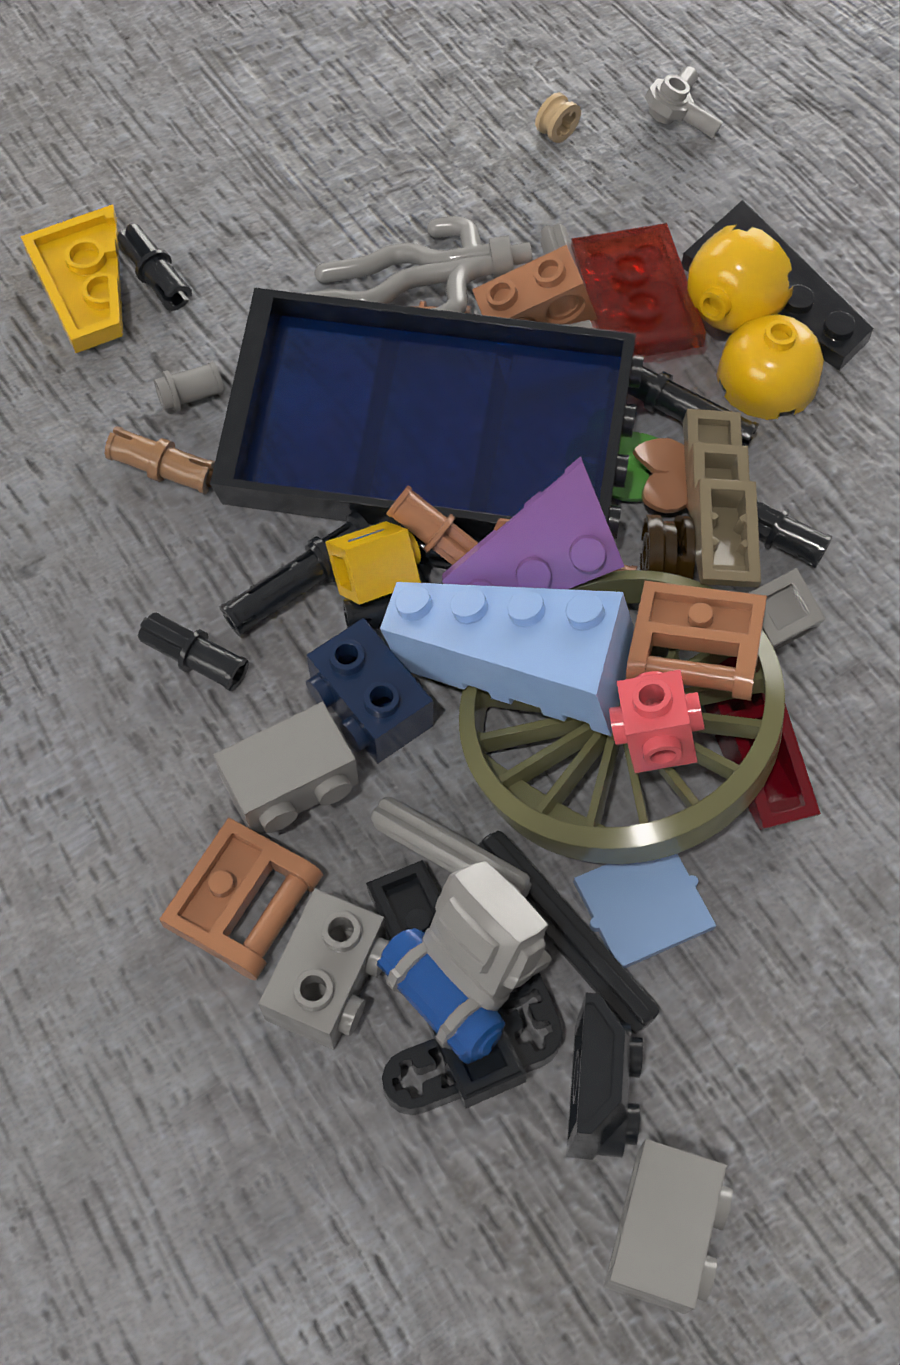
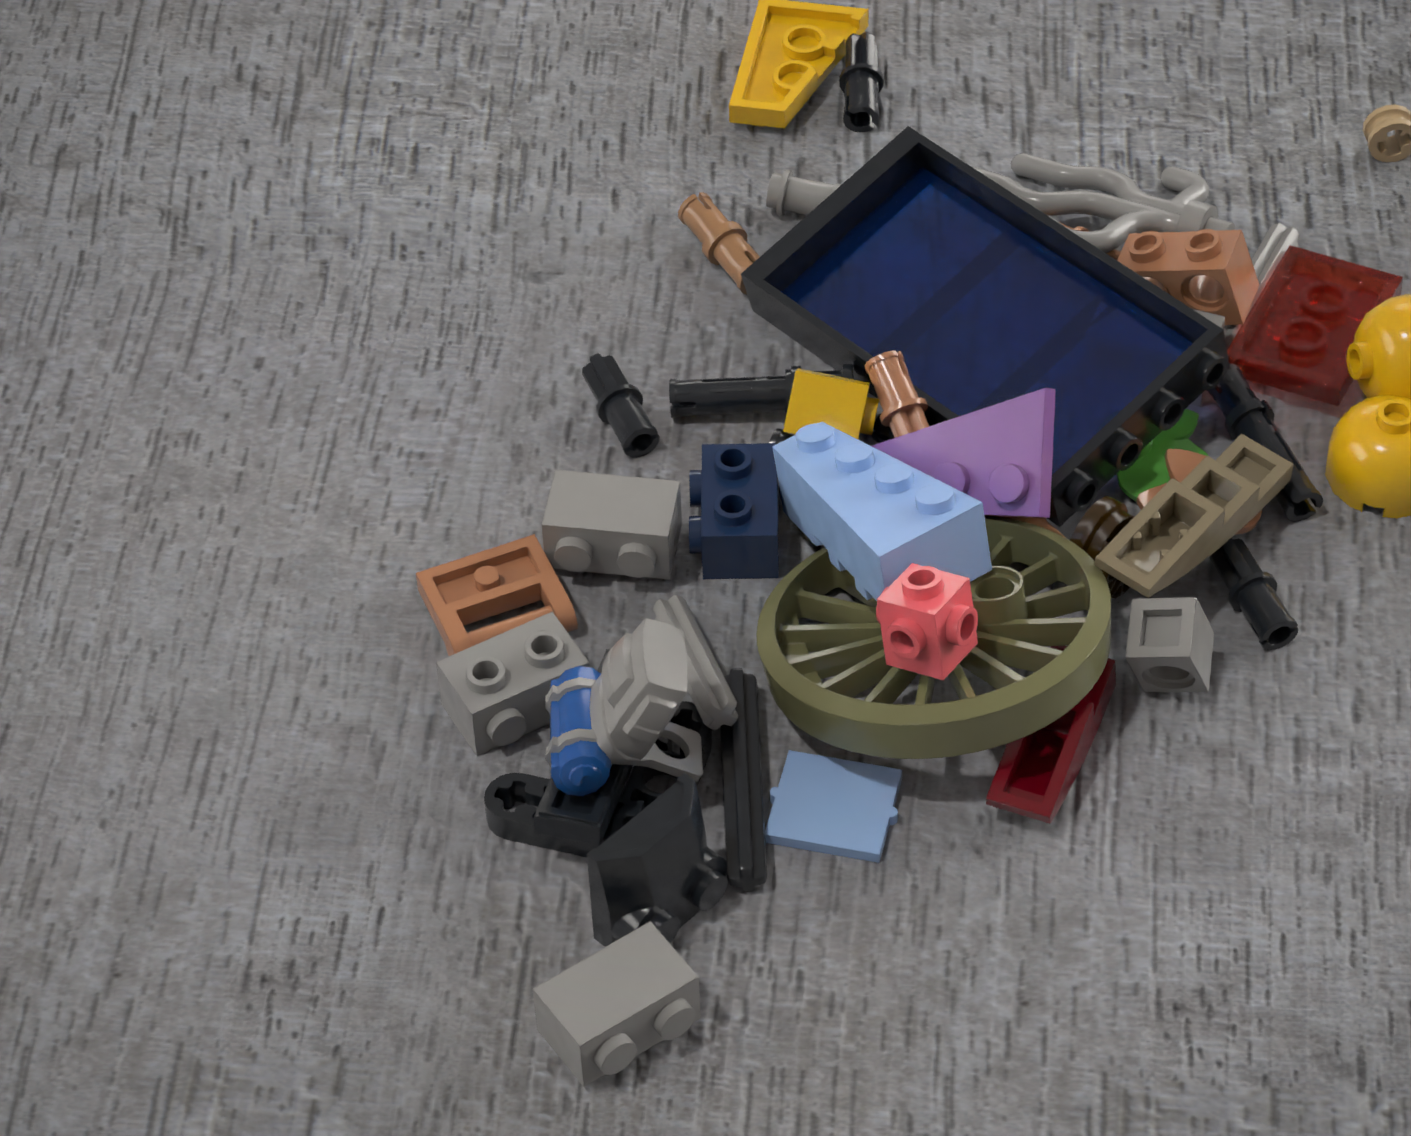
camera: 40 degrees right, 15 degrees down
(699, 622) = (1043, 573): nougat plate -> none

